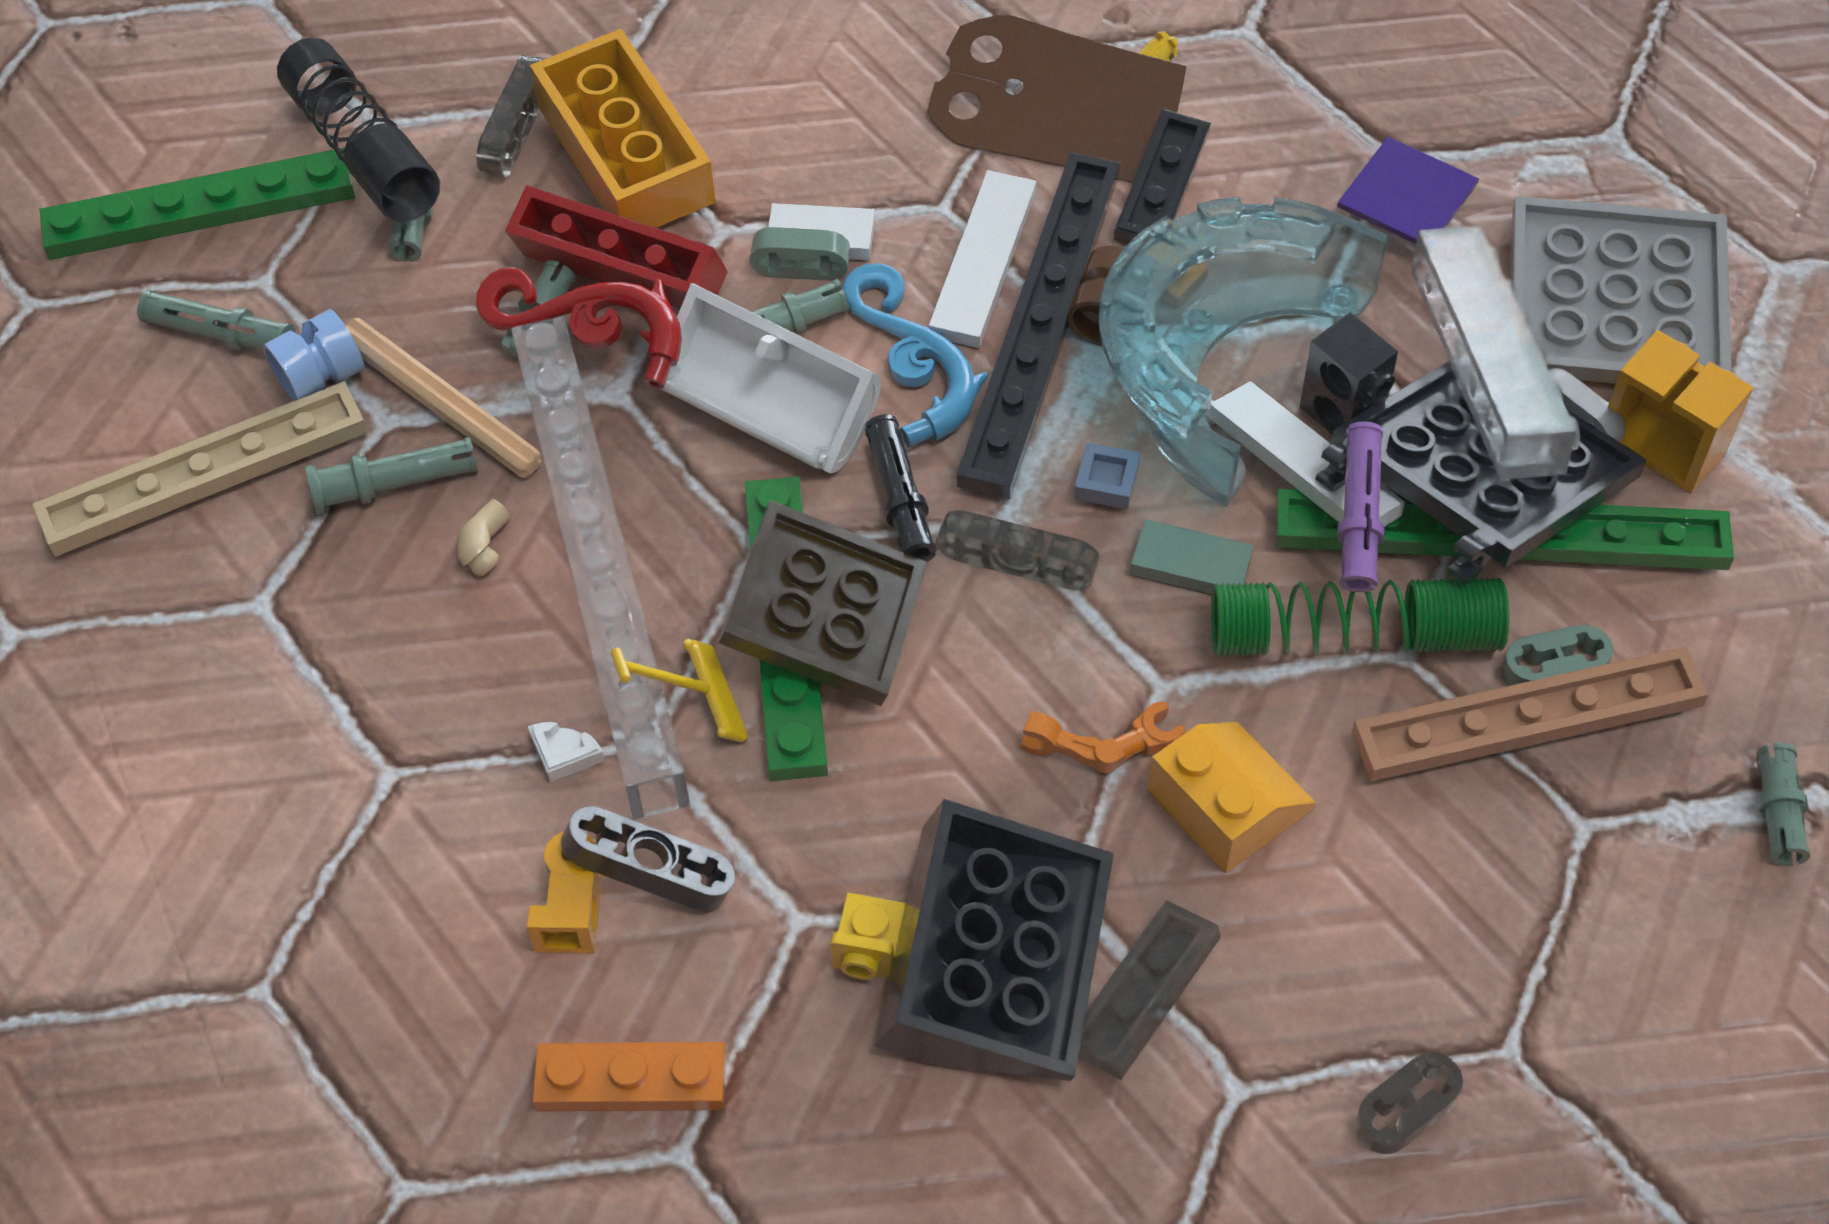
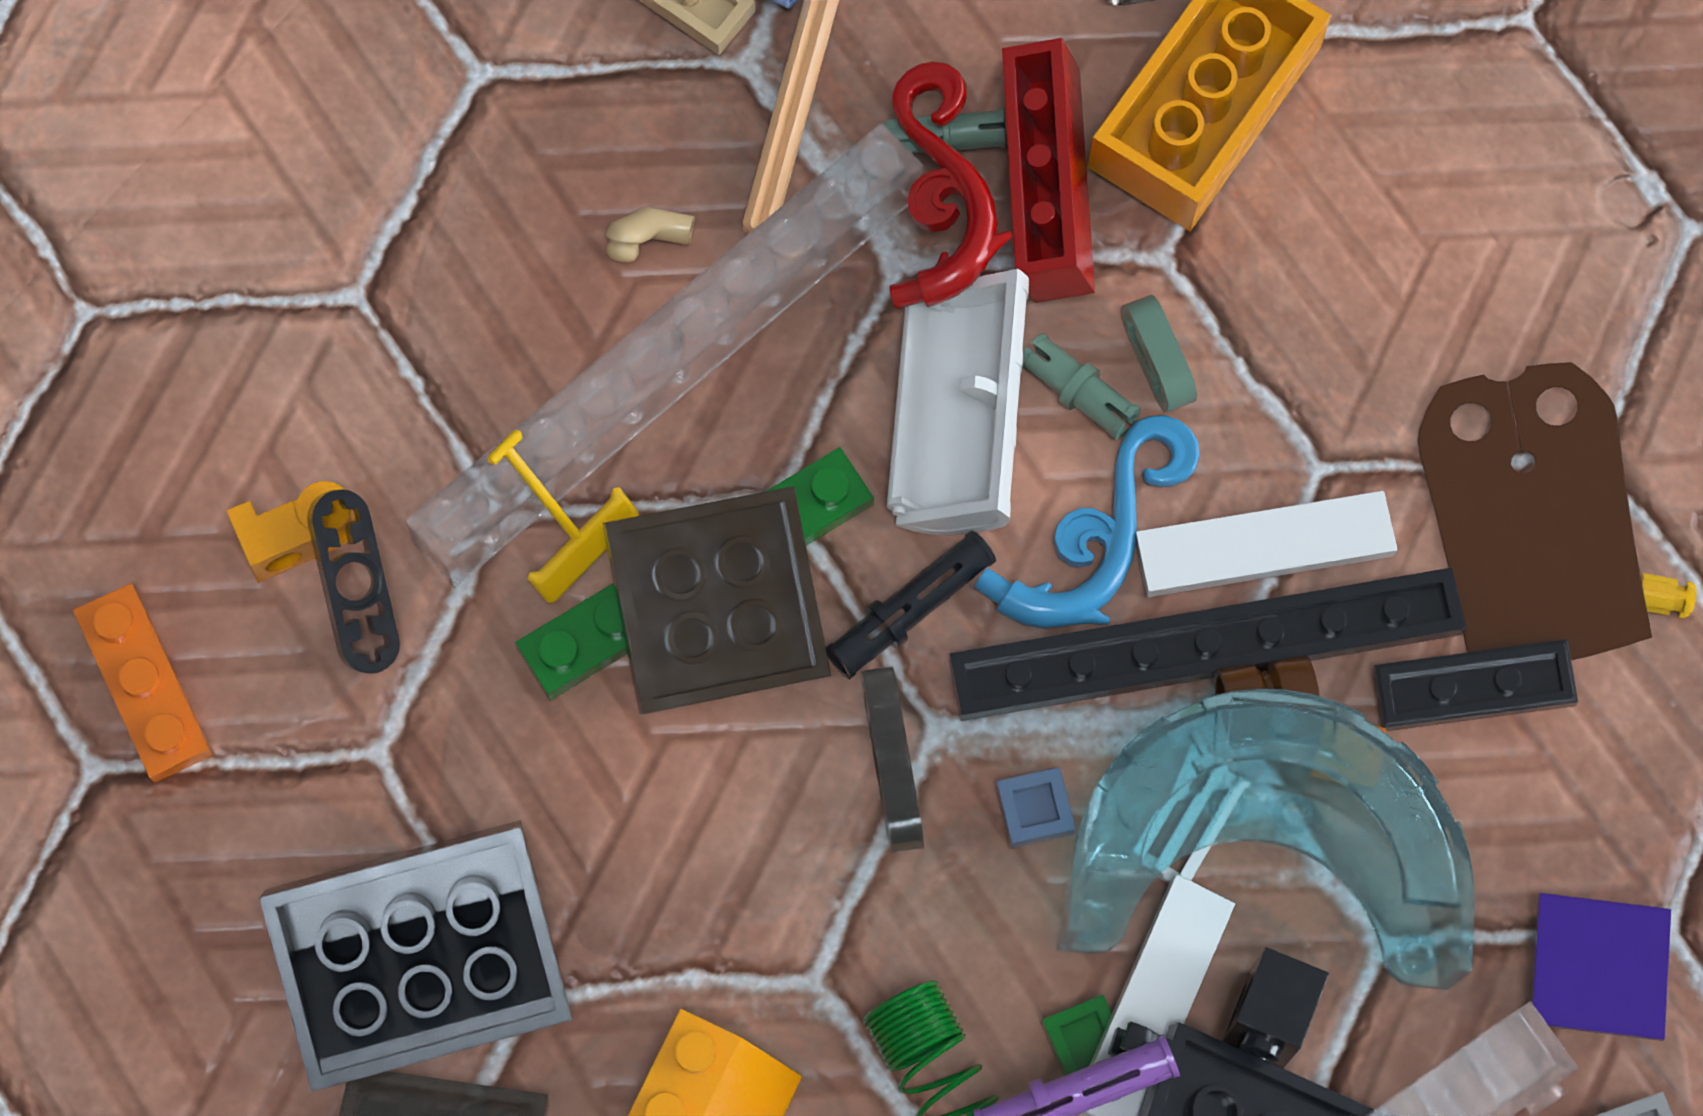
camera: 60 degrees right, 15 degrees up
(364, 478) = (658, 85): sand green pin -> none
(564, 749) = (452, 436): white tile -> none
(852, 223) = (1214, 358): white tile -> none
(867, 936) = (380, 824): yellow bracket -> none
(1045, 735) = (699, 965): orange piece -> none
(1189, 557) = (979, 943): sand green tile -> none

